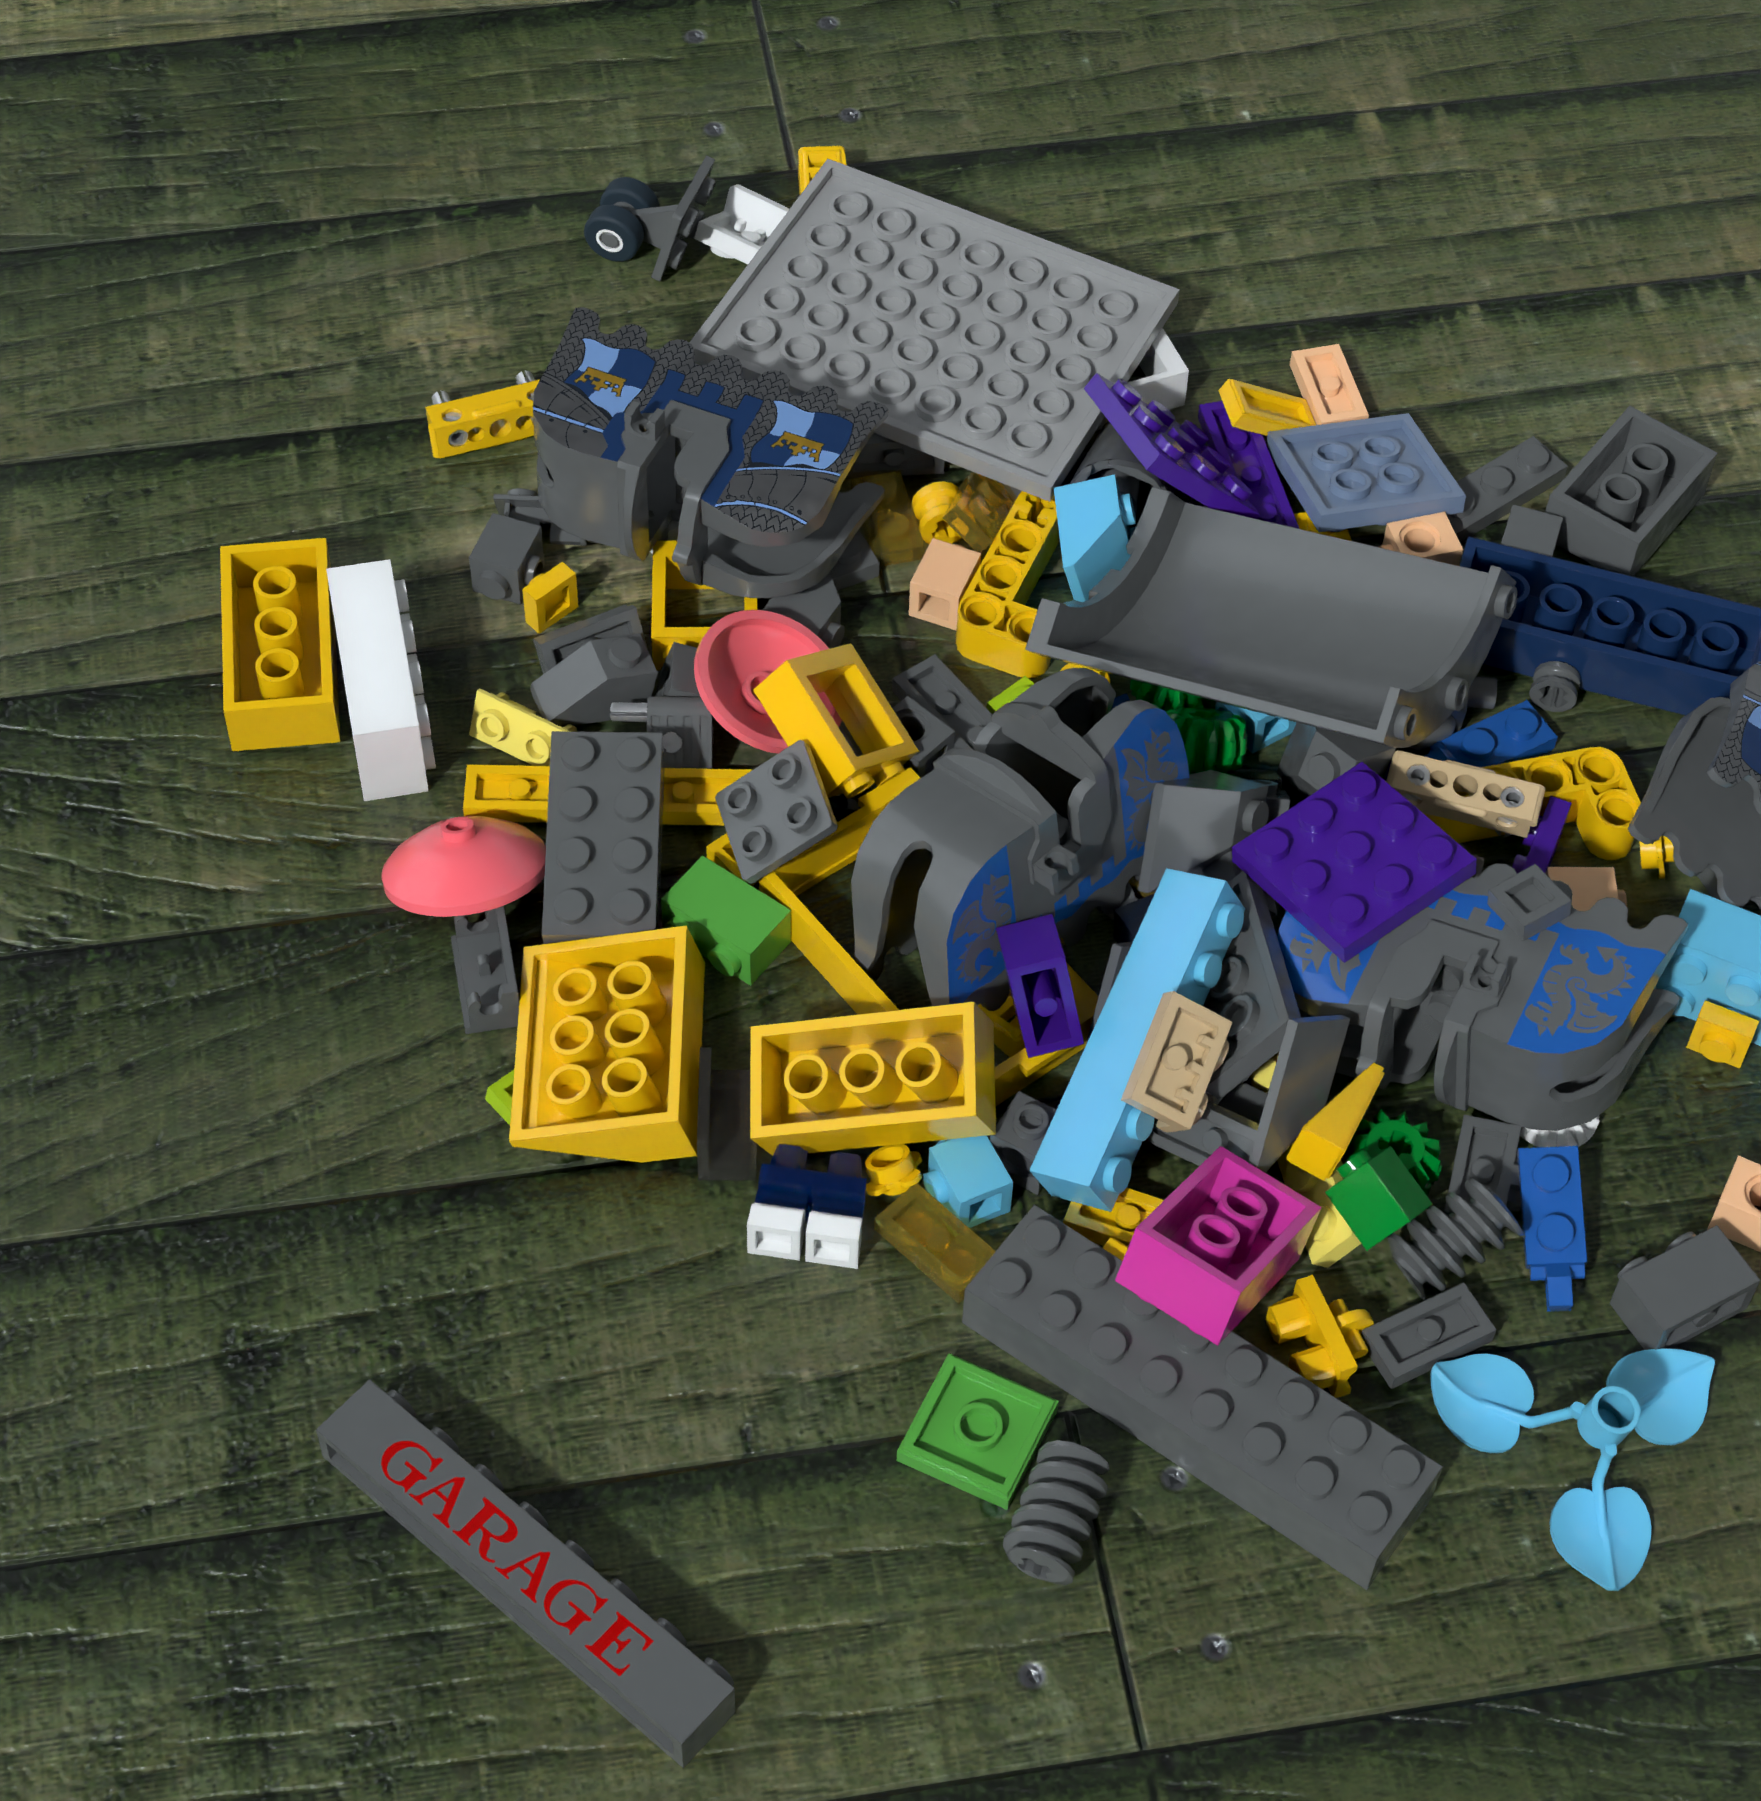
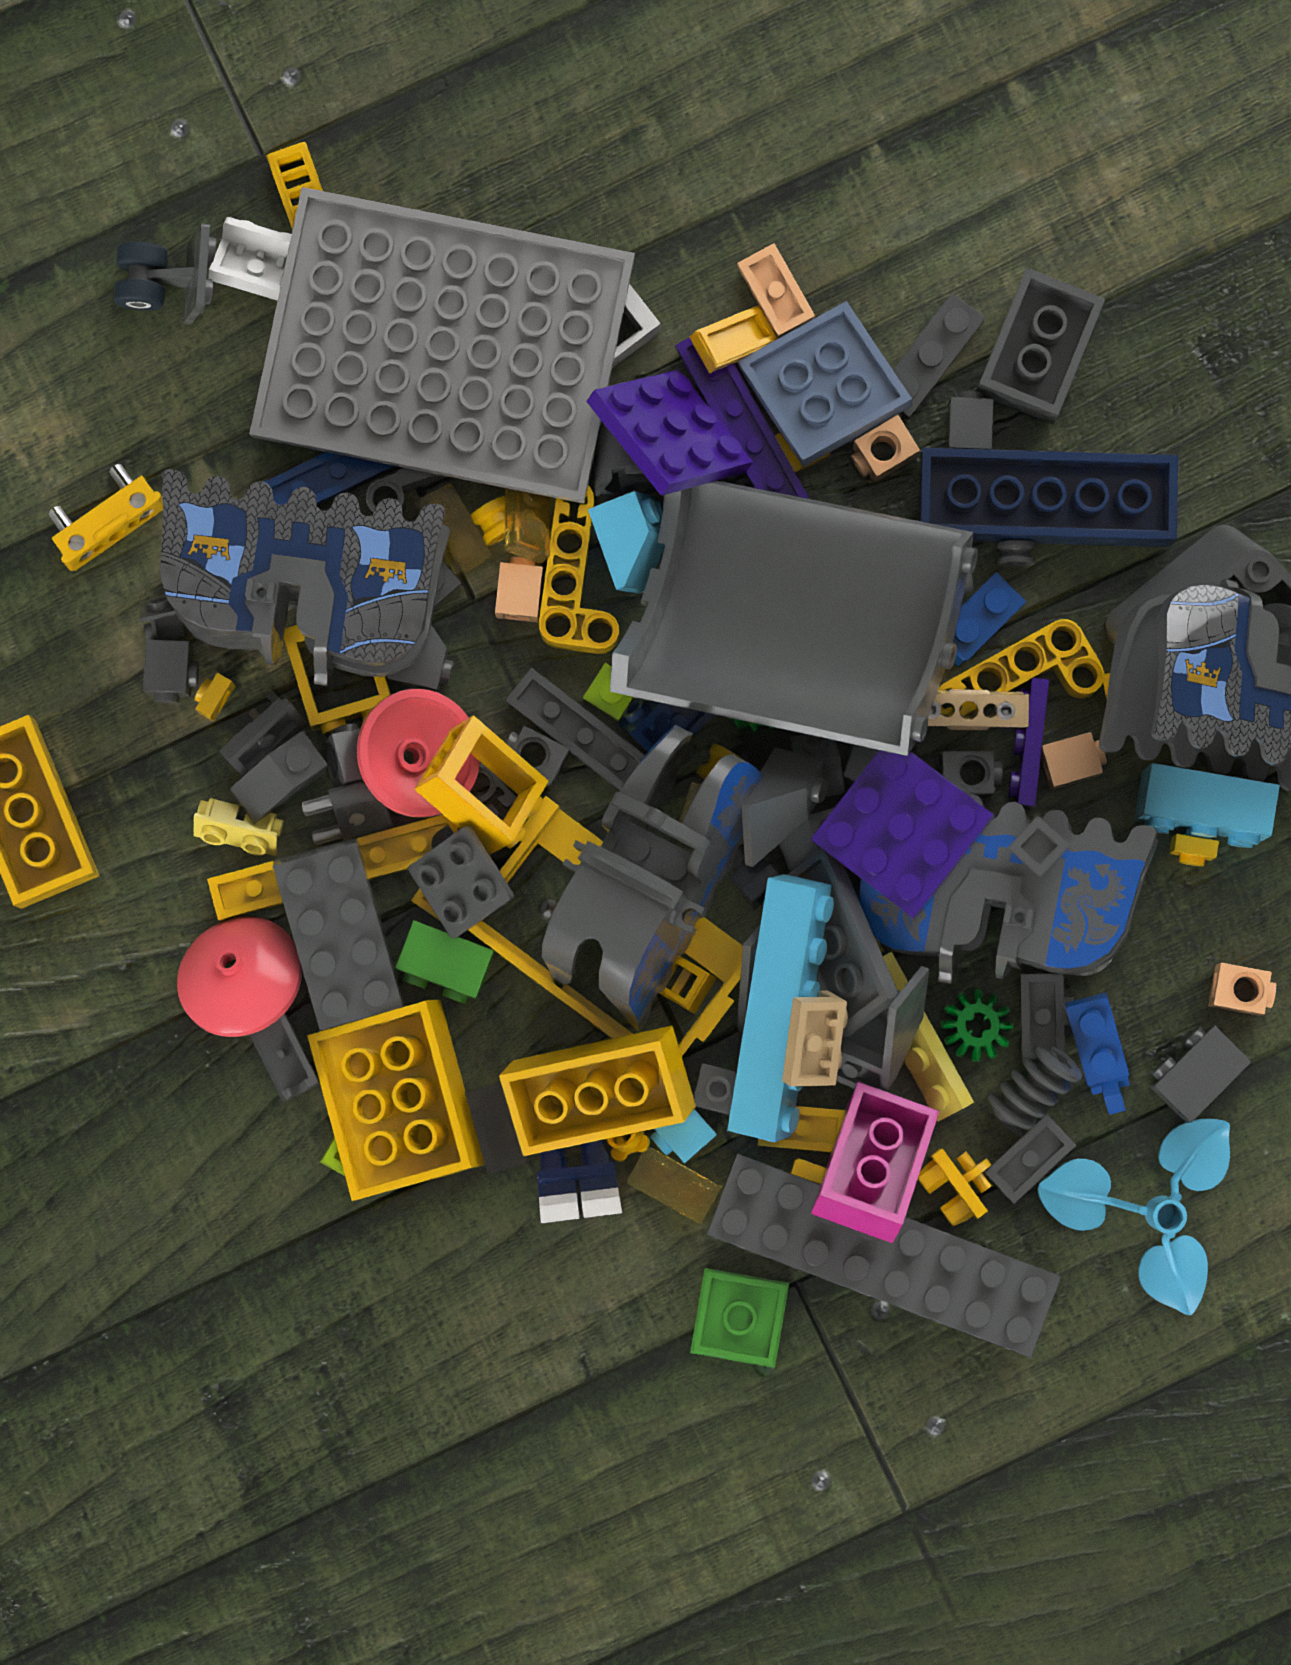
camera: 15 degrees left, 30 degrees up
(381, 680) = (114, 829): white brick -> none
(529, 1572) = (470, 1514): dark grey brick -> none
(1040, 985) = (697, 989): dark purple brick -> none
(1055, 1511) = (810, 1375): dark grey piece -> none
(1332, 1128) = (934, 1037): yellow slope -> none
(1377, 1196) = (975, 1077): green brick -> none

